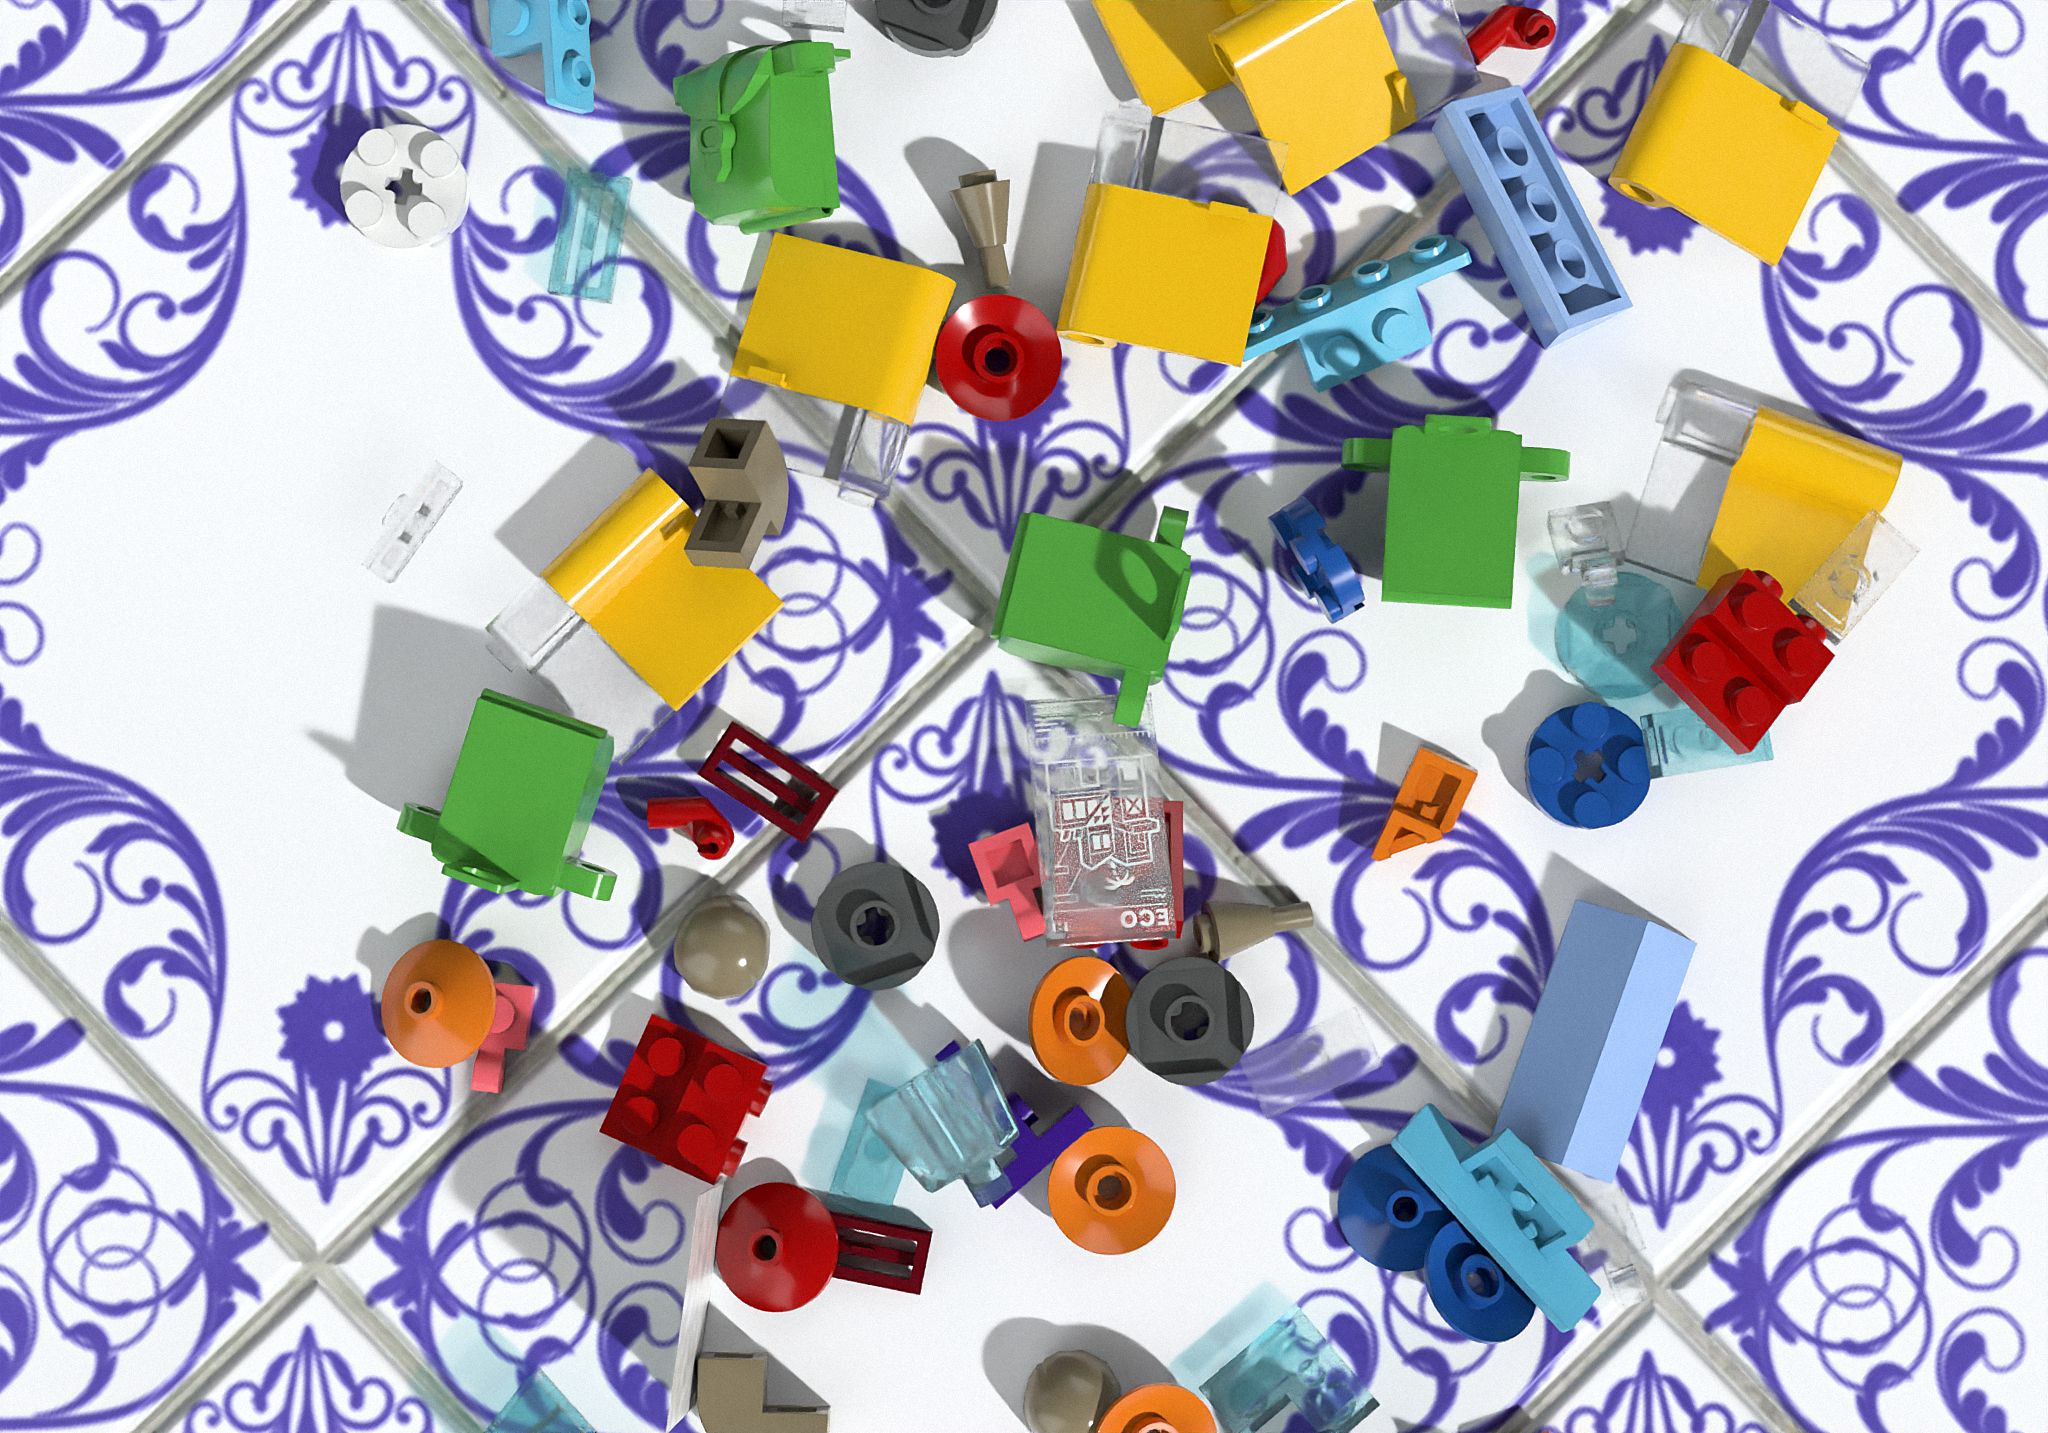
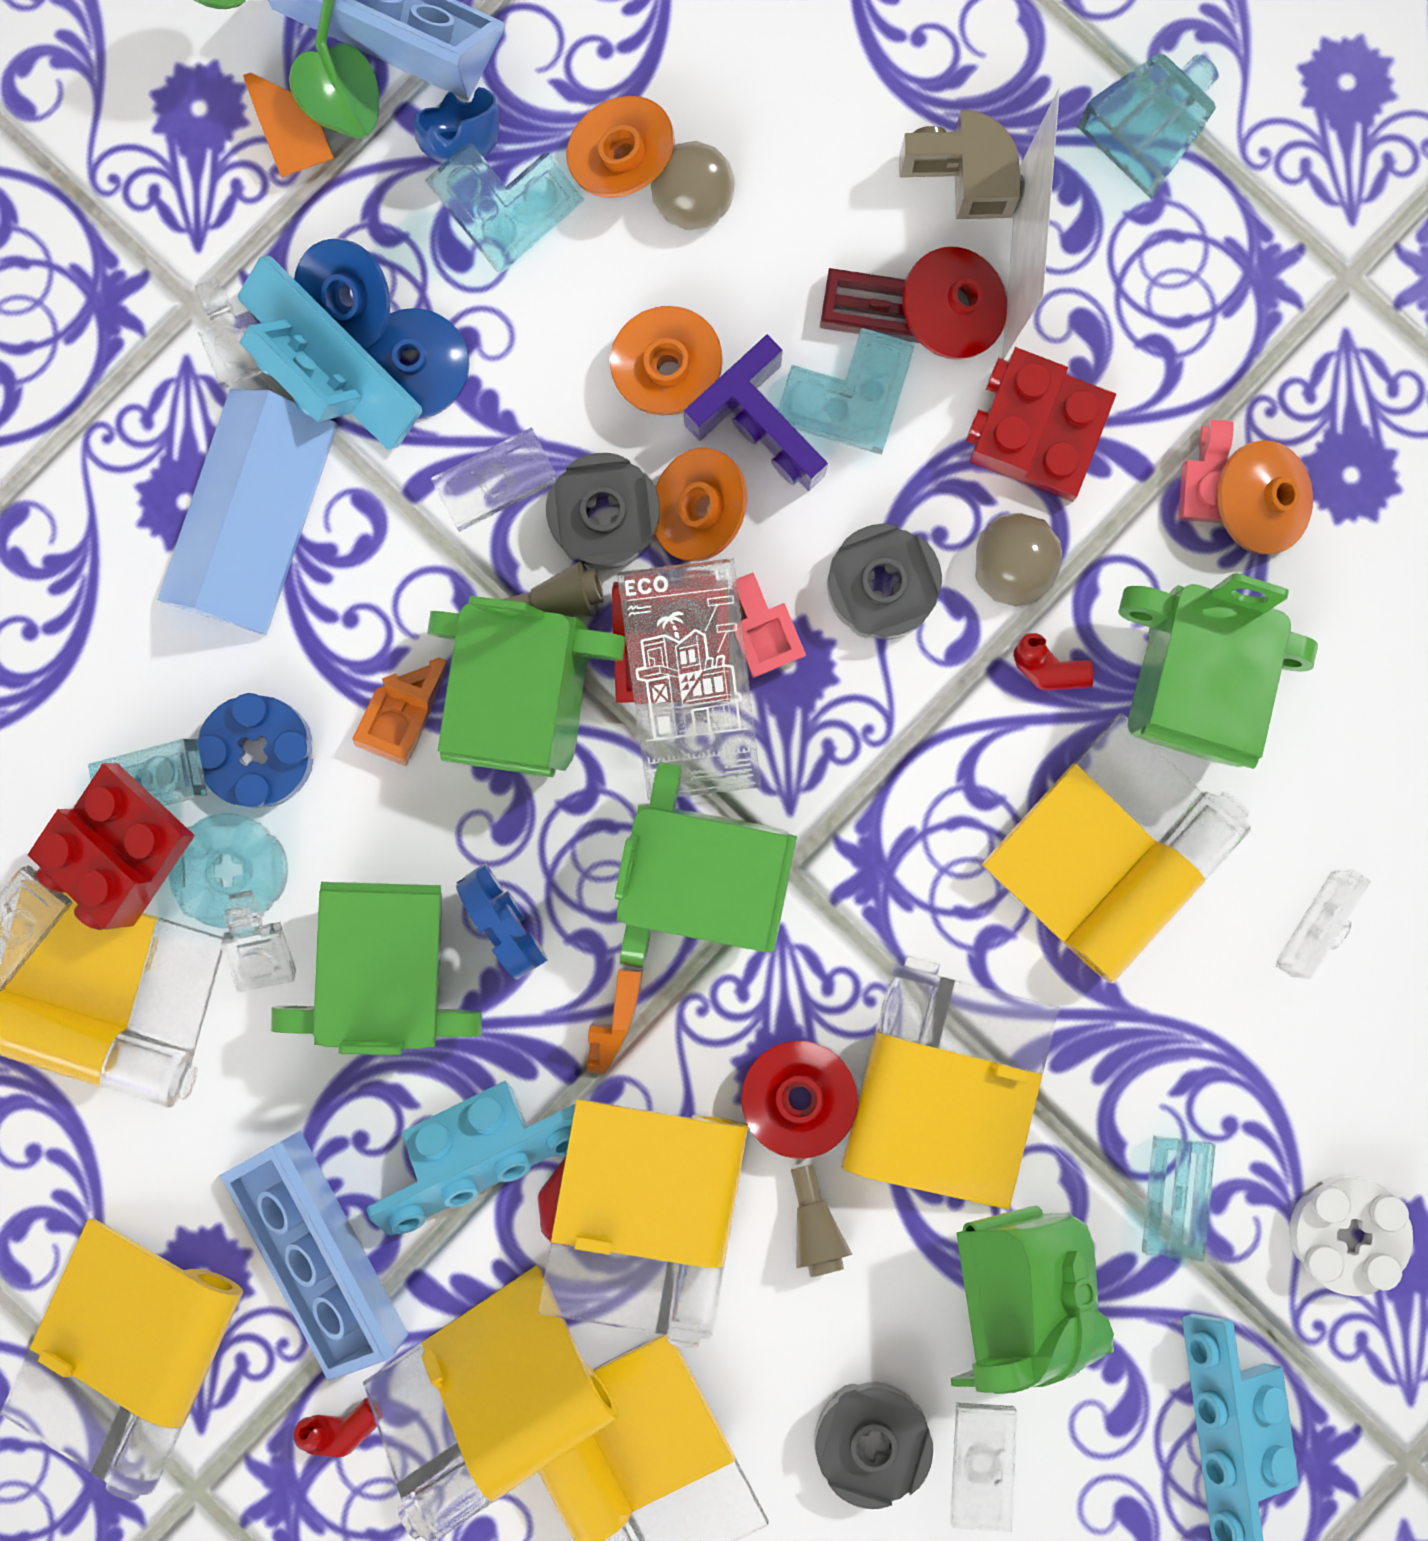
camera: 175 degrees left, 0 degrees up
(744, 492) = (1024, 961): dark tan brick -> none
(813, 811) = (974, 725): dark red tile -> none
(950, 1124) = (812, 400): clear light blue torso -> none
(1204, 433) = (606, 1038): none -> orange slope
(1293, 817) = (515, 684): none -> bright green piece

